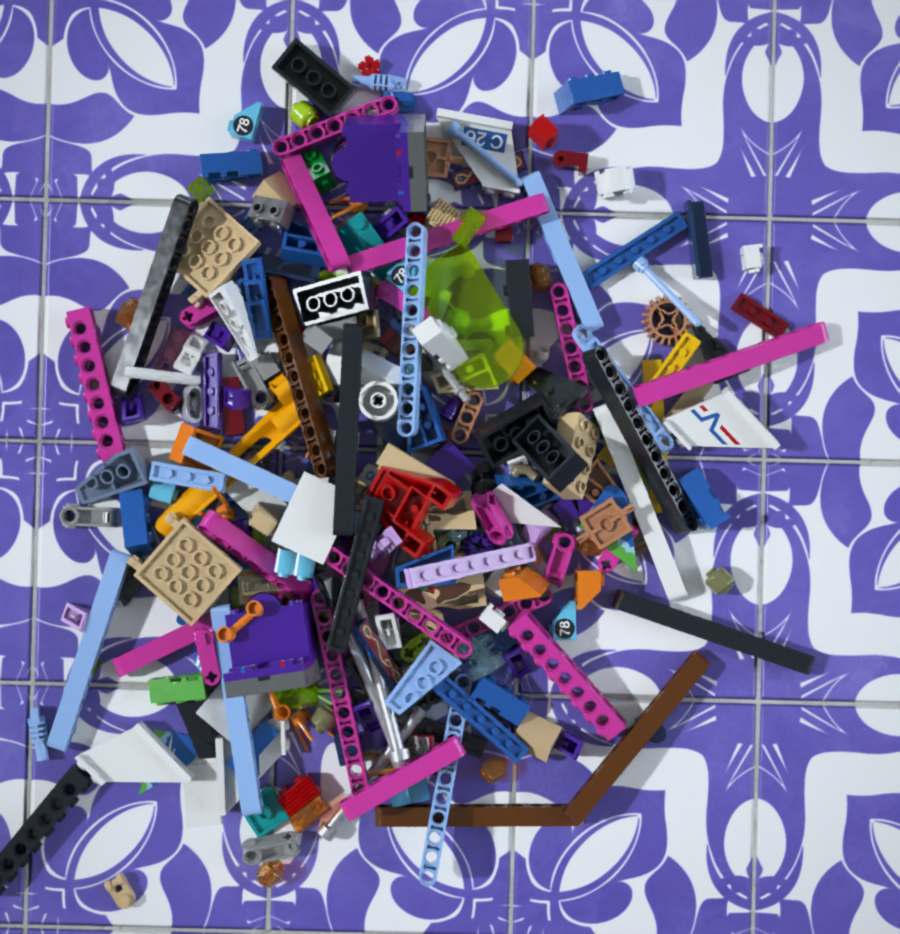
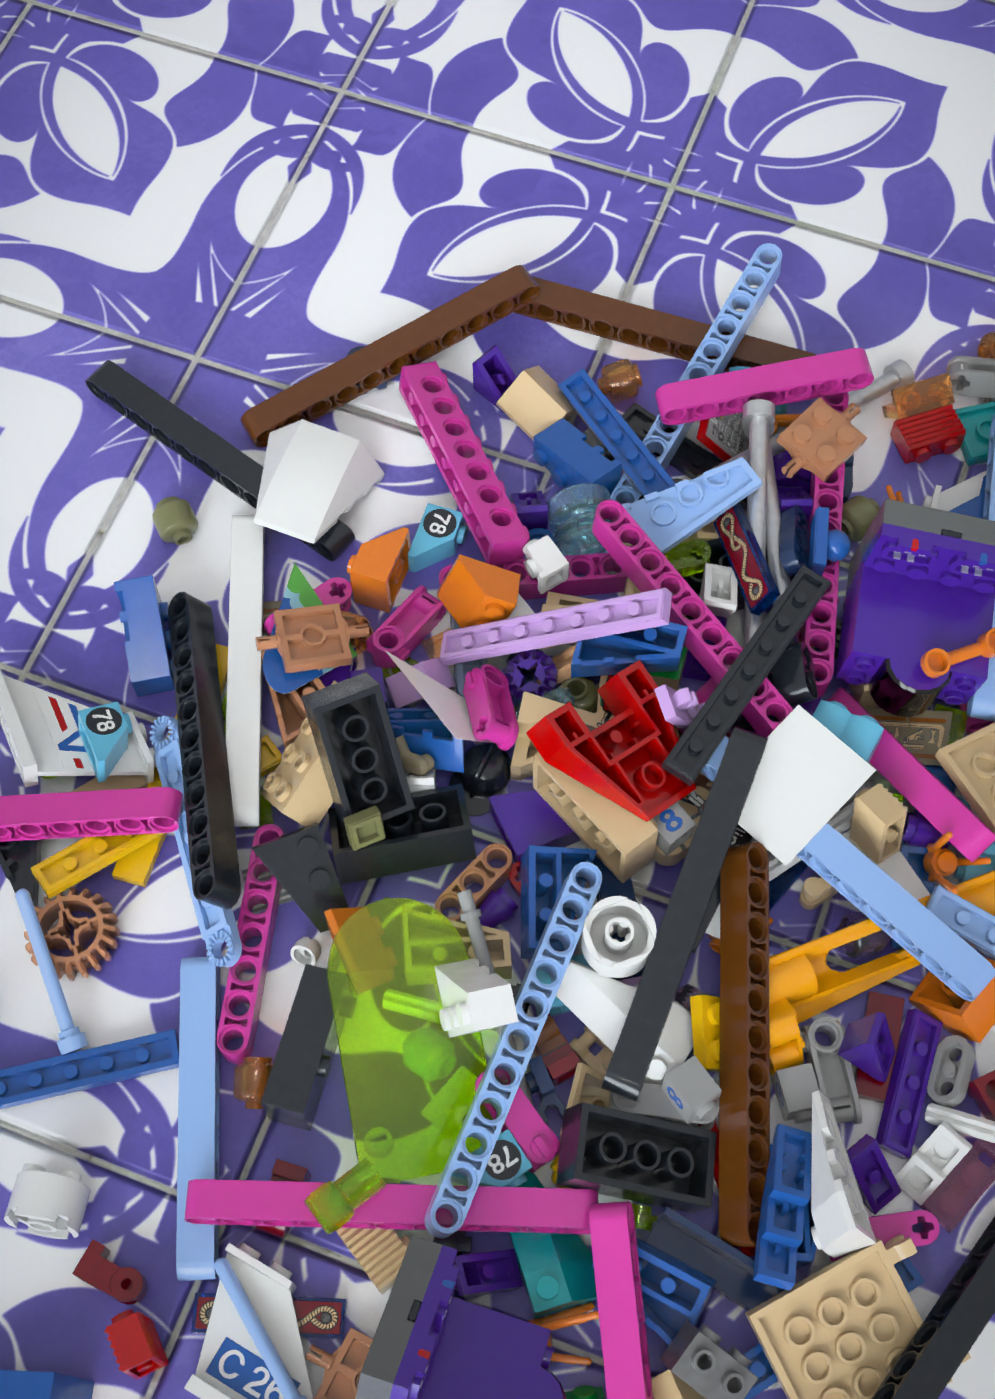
camera: 155 degrees left, 25 degrees down
(336, 677) = (825, 544): none -> blue tile
(355, 678) = (794, 540): none -> dark blue beam
(358, 751) = (821, 439): none -> nougat plate
(531, 417) = (364, 828): none -> olive tile
(650, 630) = (312, 479): none -> white wedge
(695, 427) = (104, 736): none -> medium azure slope

